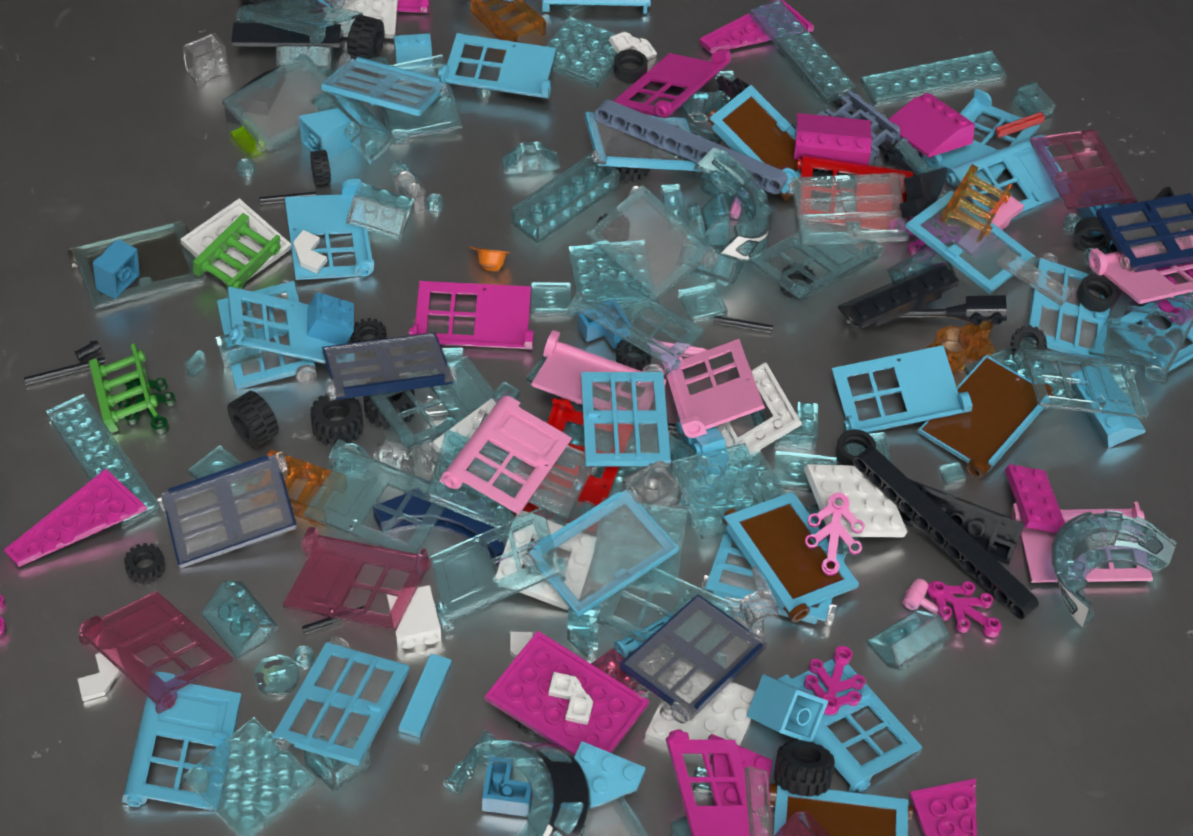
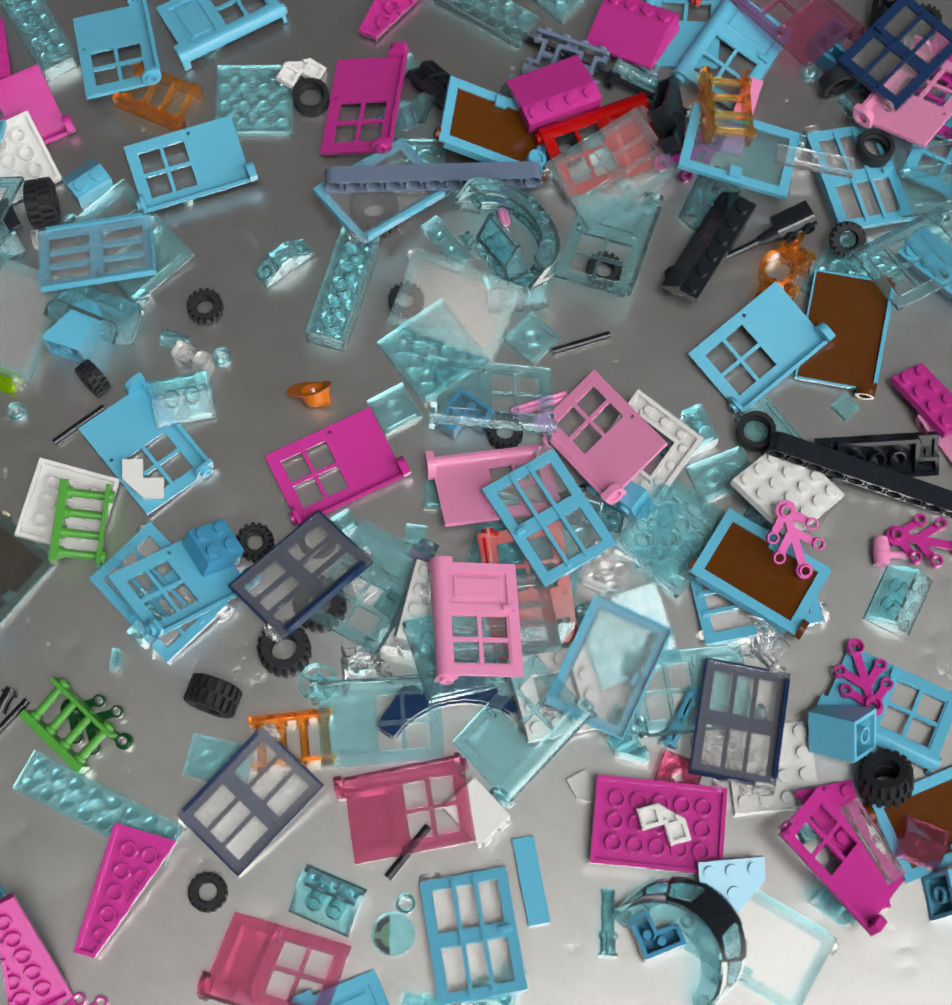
camera: 25 degrees left, 20 degrees up
(445, 171) = (199, 297): none -> black tyre

